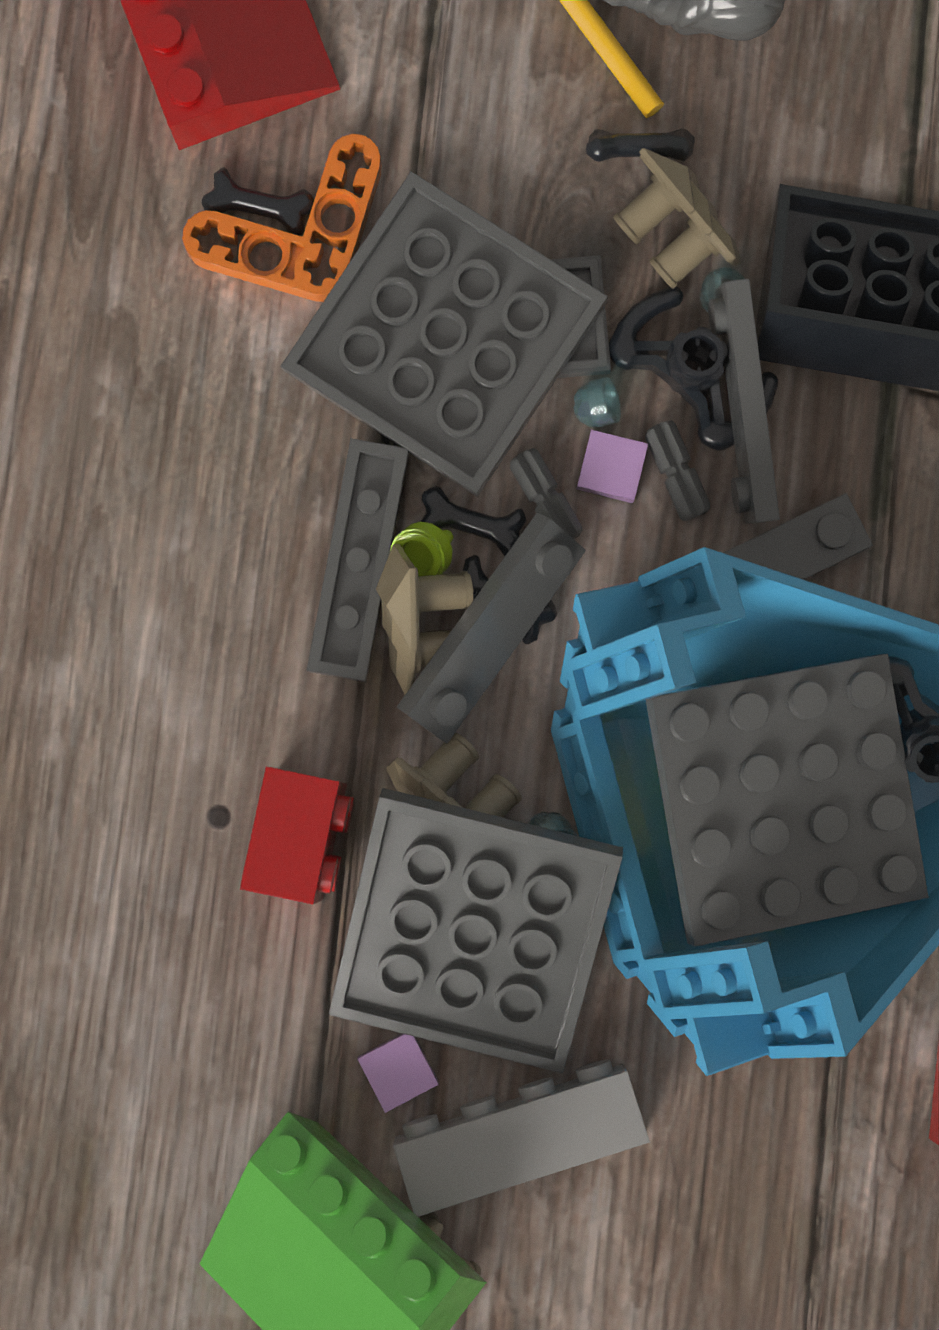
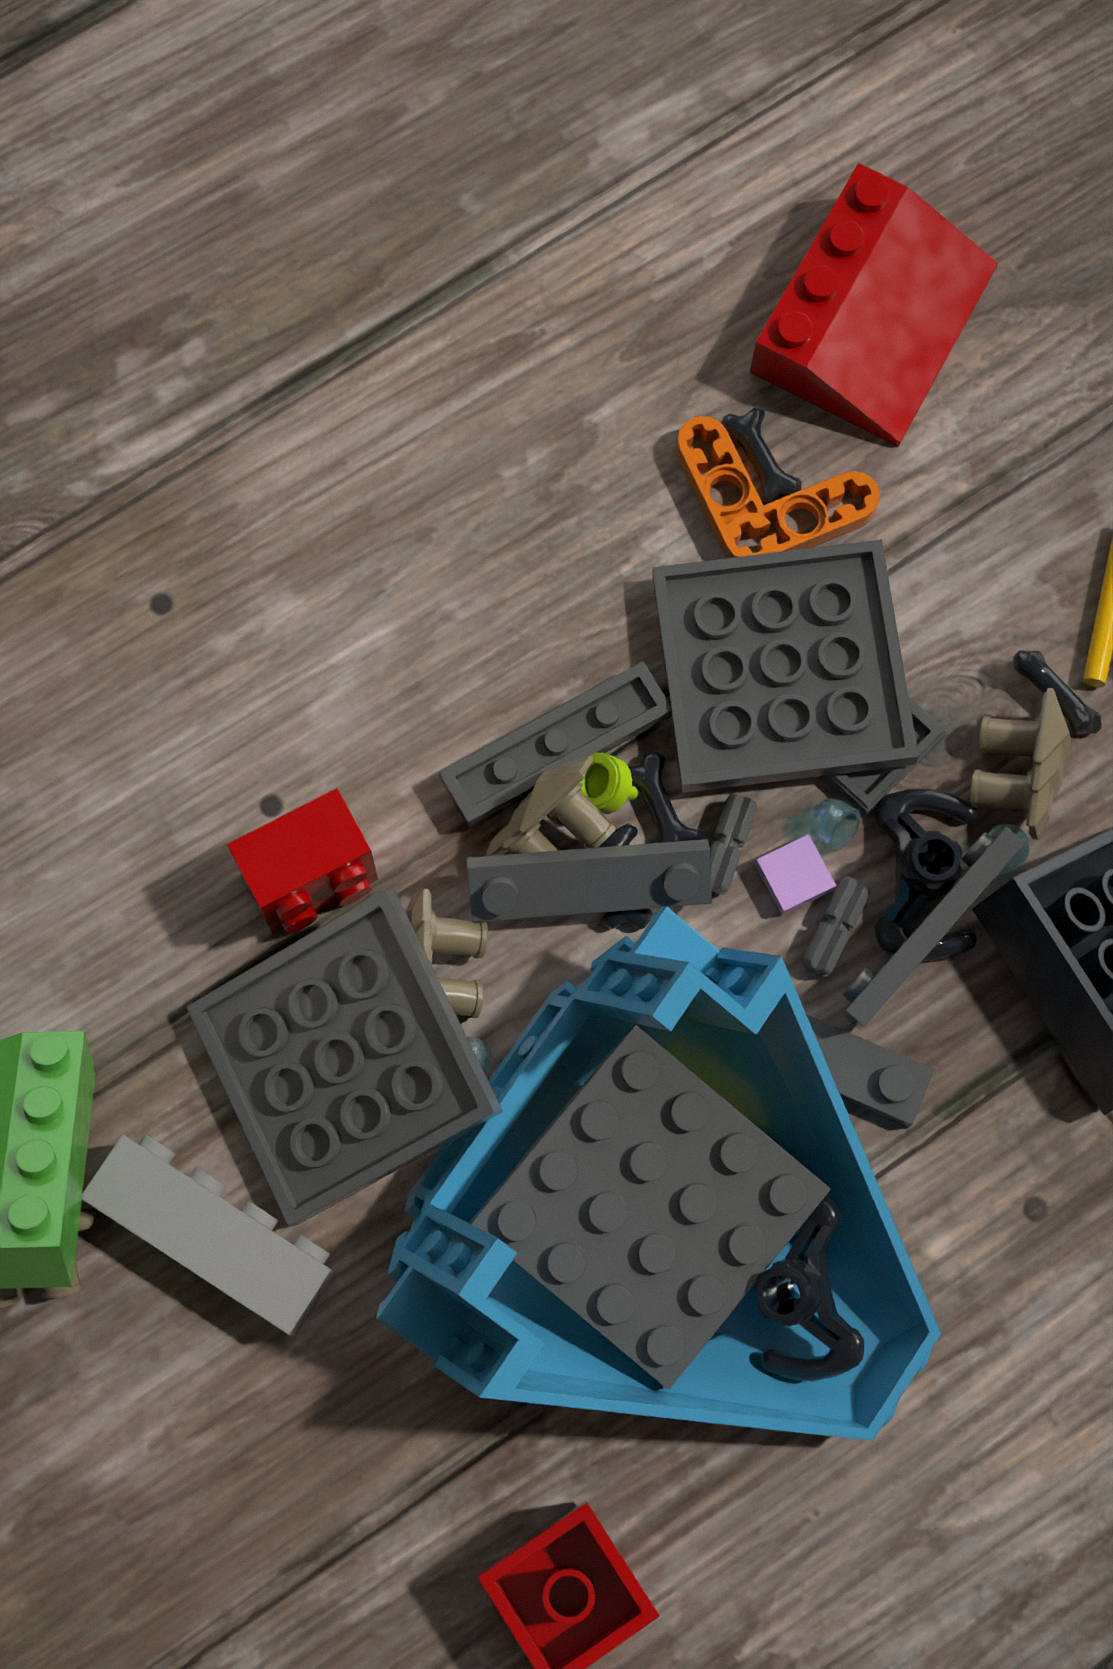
camera: 45 degrees right, 10 degrees down
(398, 1071) = (186, 1098): lavender tile -> none

